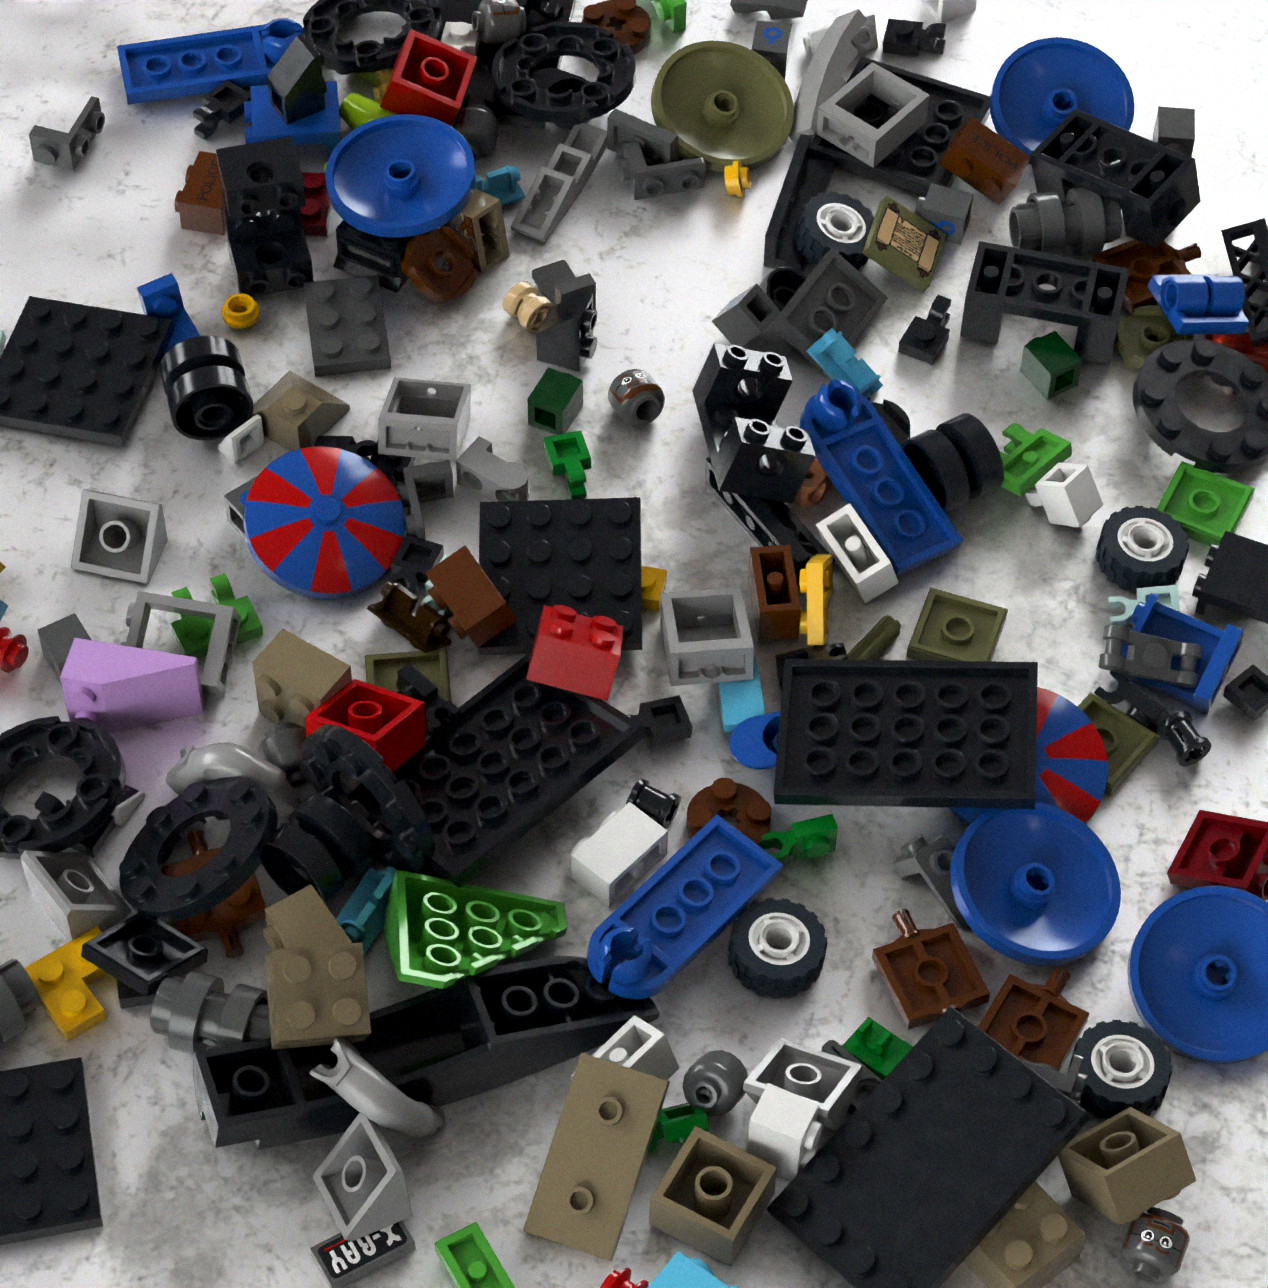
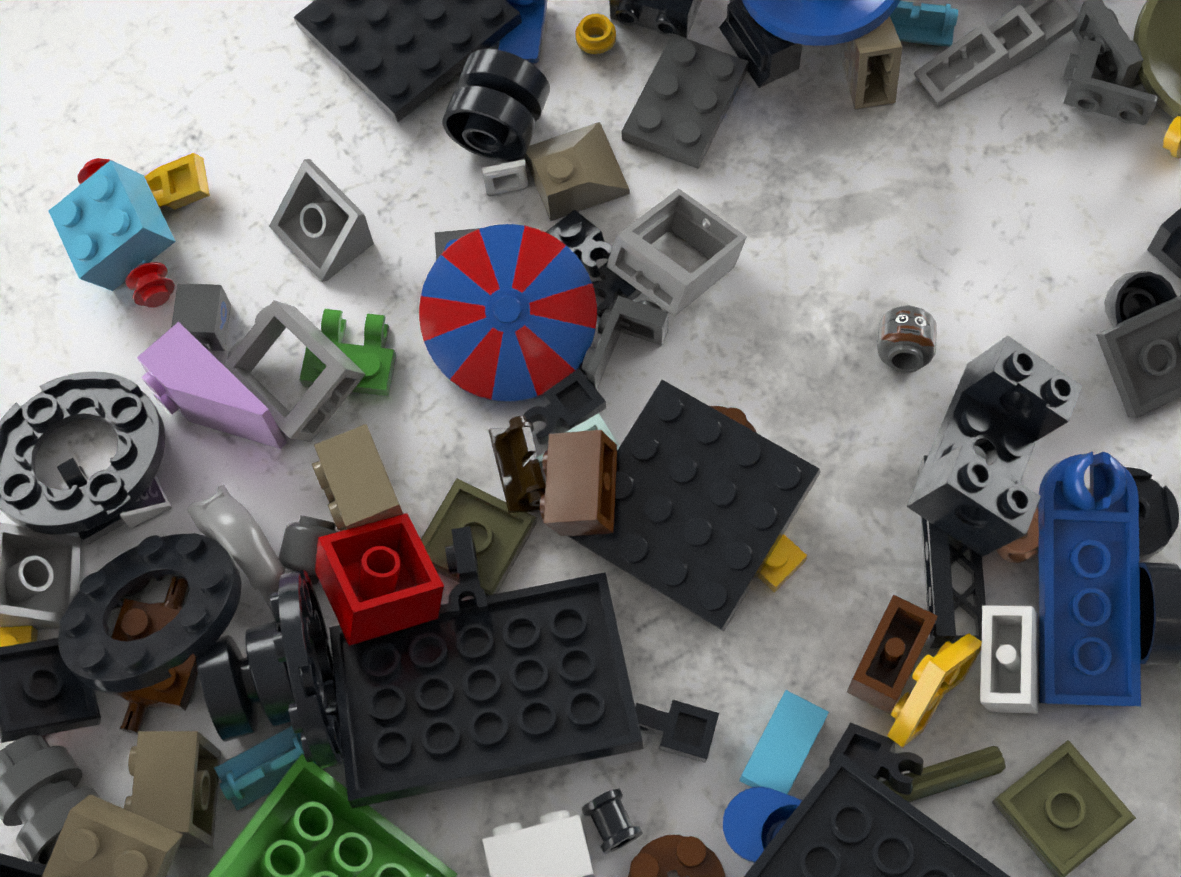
camera: 40 degrees right, 15 degrees up
(427, 277) = (831, 92): reddish brown plate -> none
(490, 475) = (710, 359): light grey leg -> none
(525, 303) = (868, 173): tan wheel -> none
(555, 401) = (824, 297): dark green brick -> none
(559, 283) = (917, 175): dark grey bracket -> none
(568, 333) = (884, 229): black slope -> none
(569, 456) = (795, 368): green plate -> none
(575, 652) = (637, 610): red brick -> none
(689, 660) = (769, 699): light grey window -> none
(746, 316) = (1080, 307): dark grey brick -> none
(839, 363) = (1147, 424): medium azure hinge -> none

